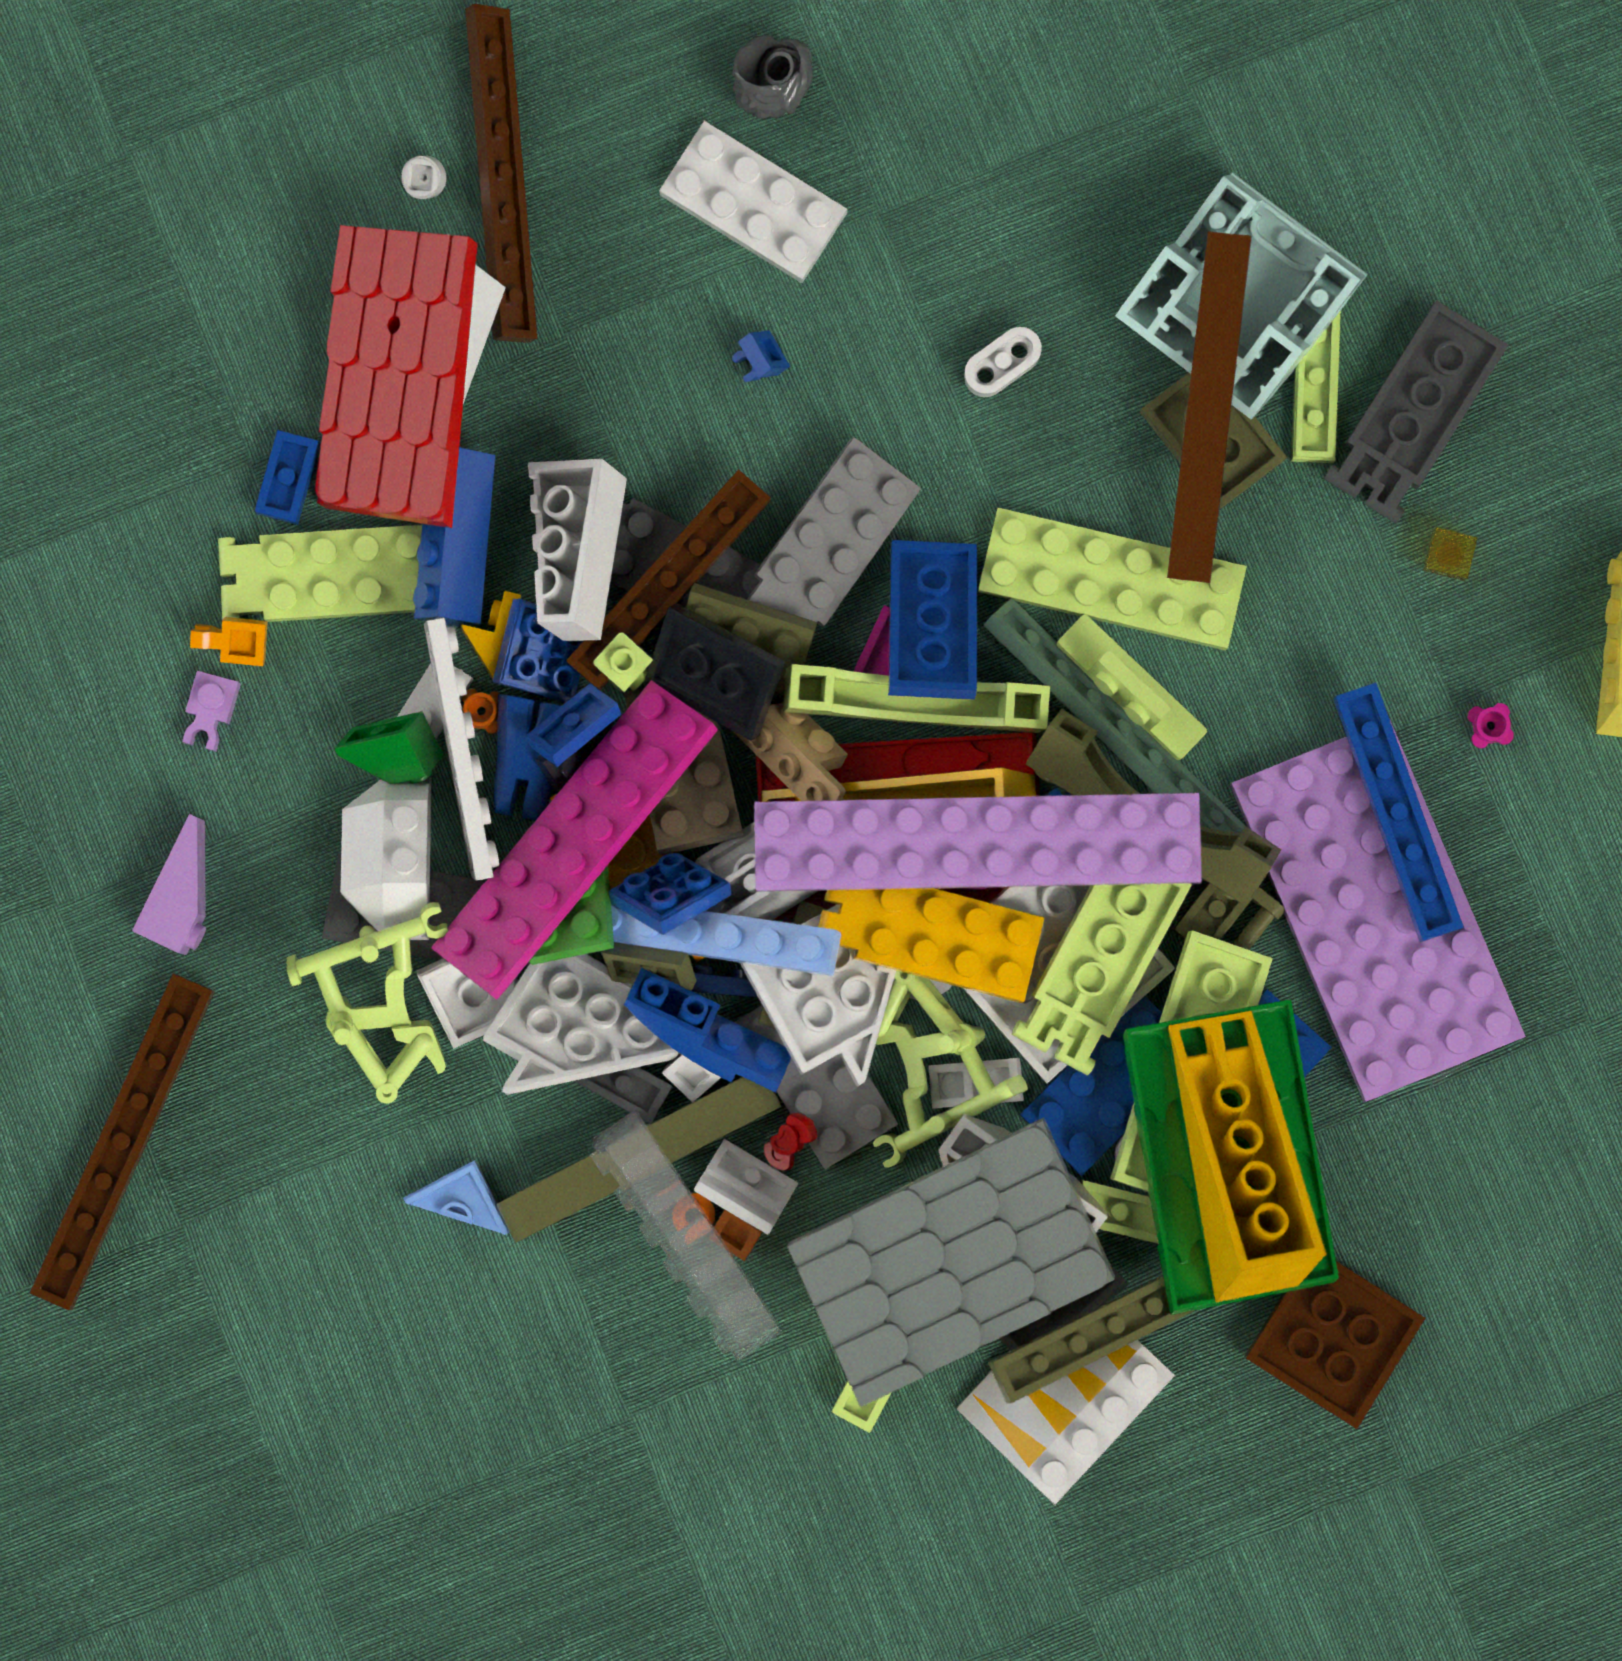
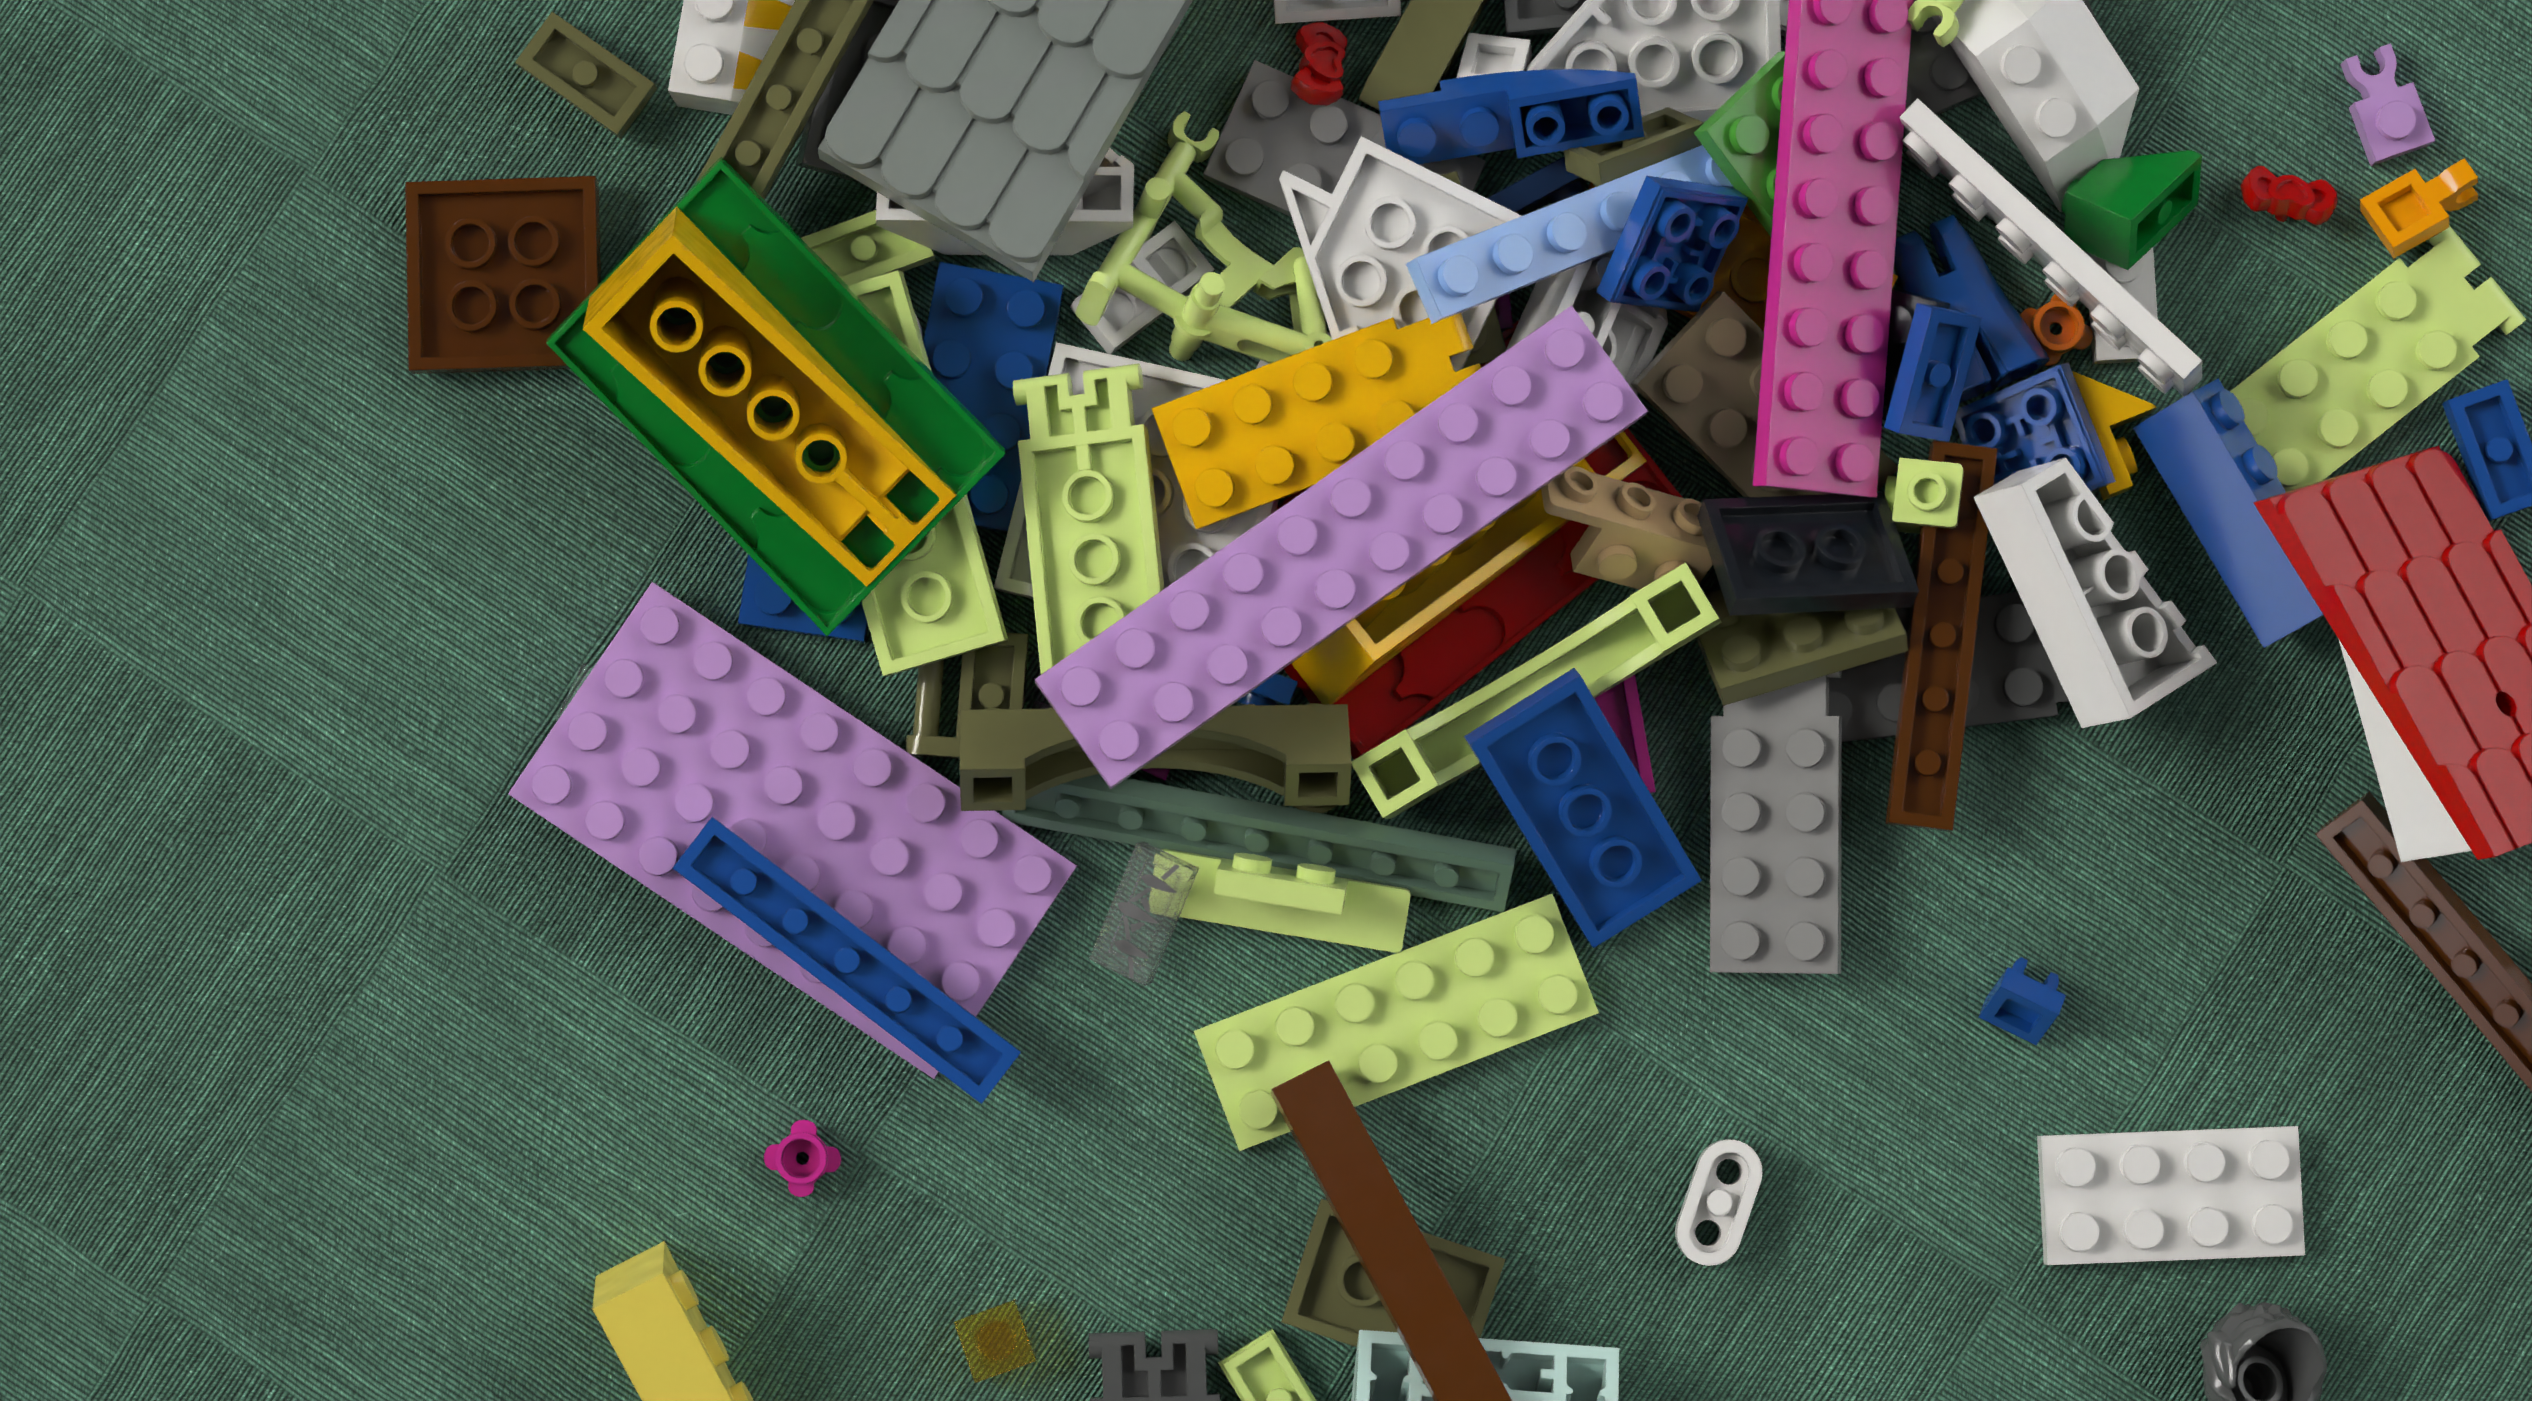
camera: 150 degrees right, 0 degrees up
(299, 695) = (2288, 196): none -> red piece
(1211, 1422) = (586, 75): none -> olive plate
(1212, 730) = (1144, 913): none -> clear tile

